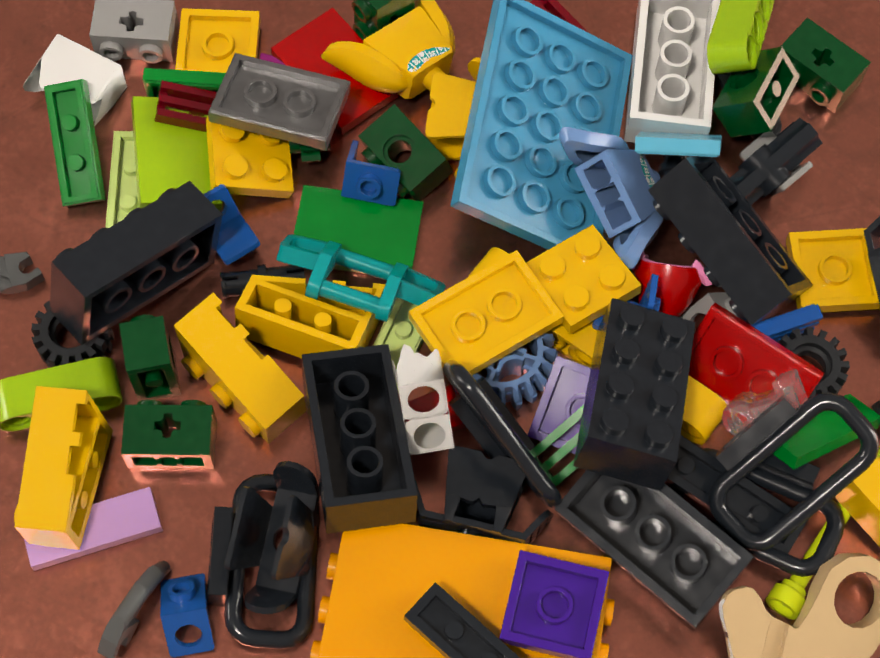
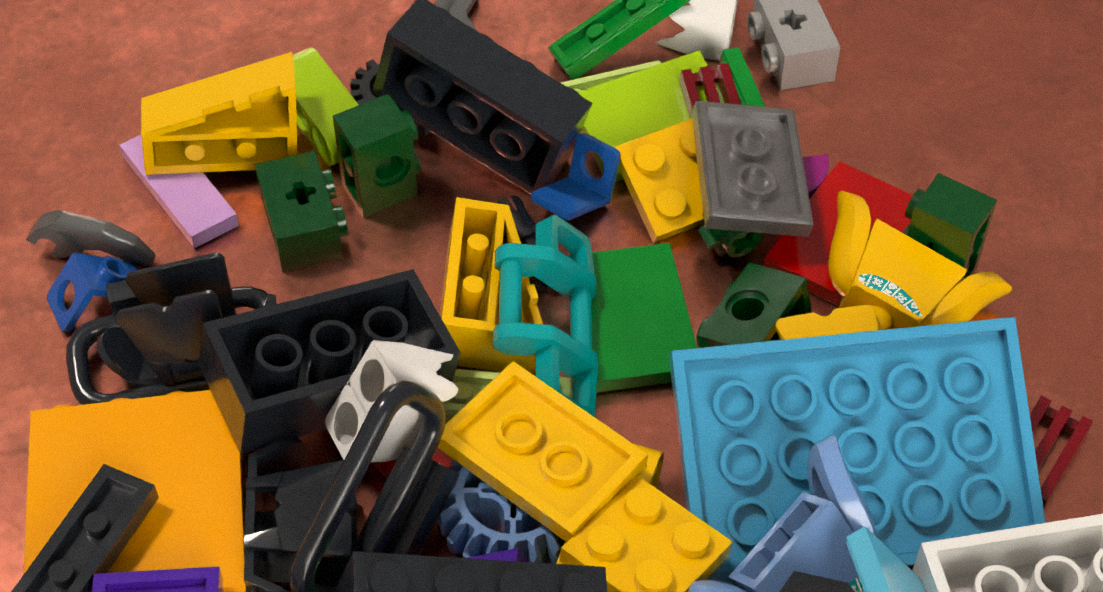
camera: 75 degrees right, 15 degrees down
(213, 36) = (826, 110): yellow plate -> none
(238, 371) = (403, 220): yellow wedge -> none
(369, 180) = (694, 292): blue bracket -> none

